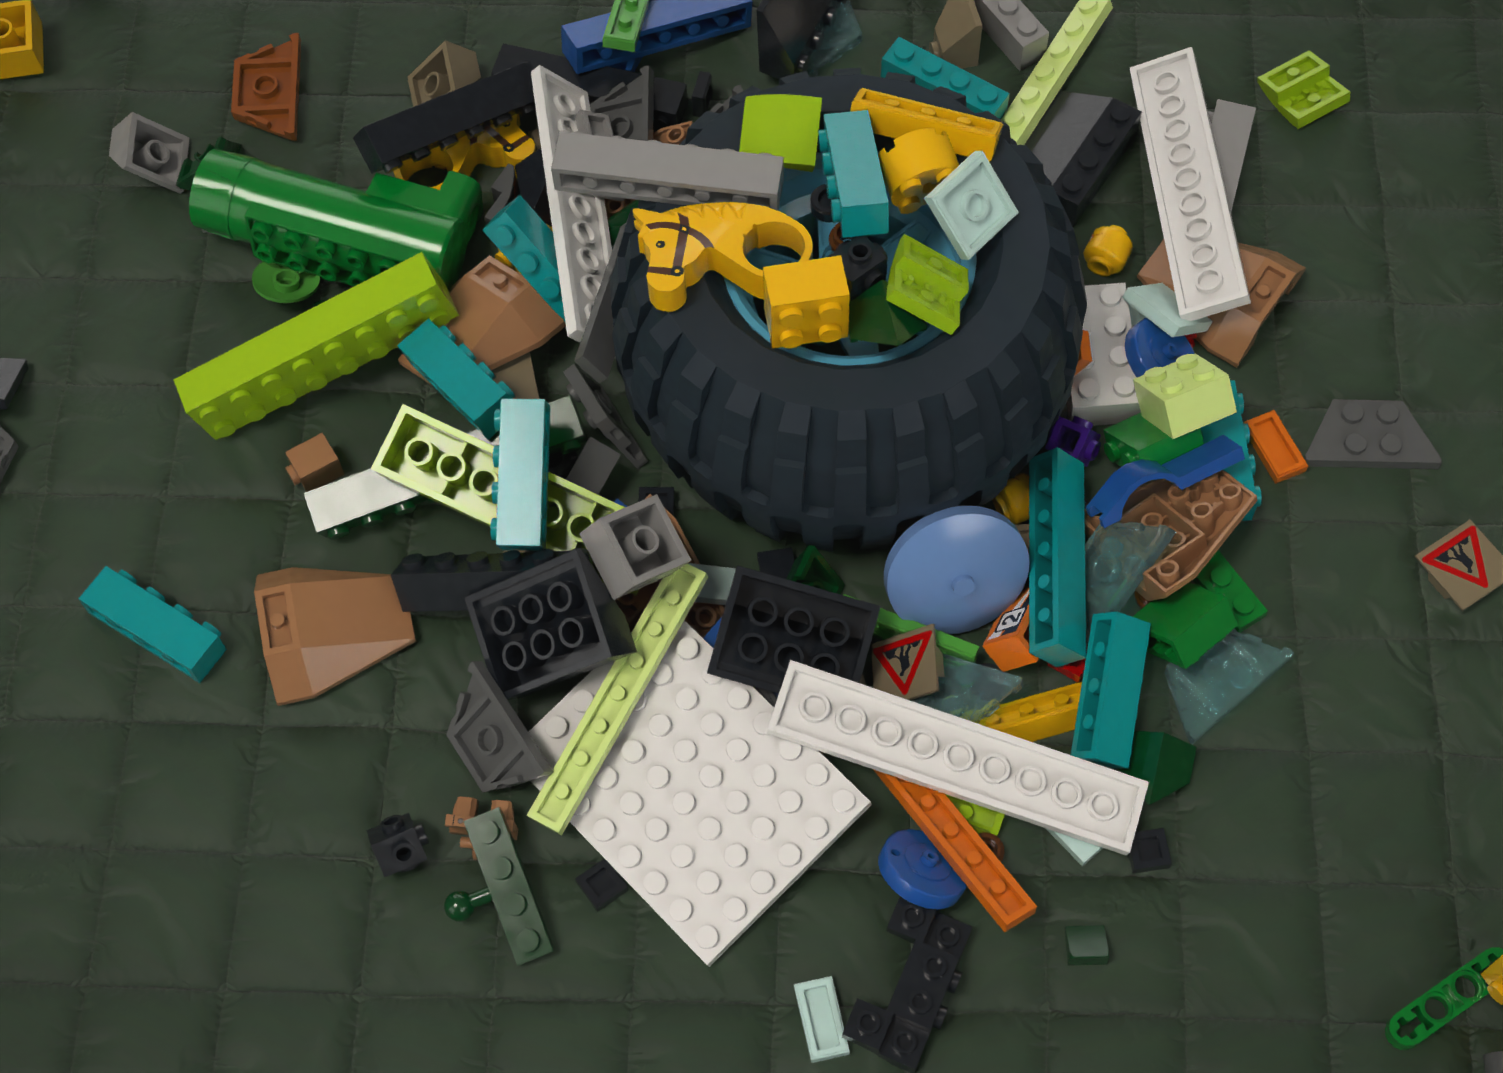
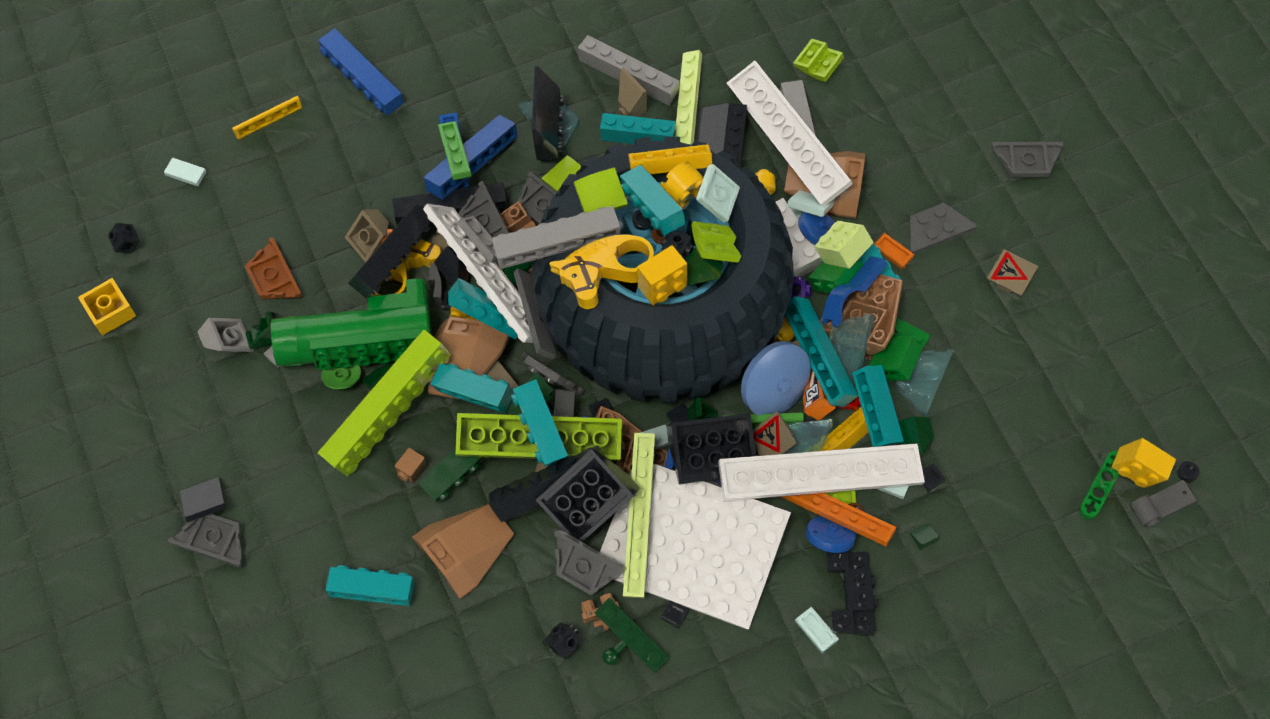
camera: 25 degrees left, 0 degrees up
(635, 546) = (617, 435): light grey brick -> none
(702, 93) = (512, 184): black tile -> none

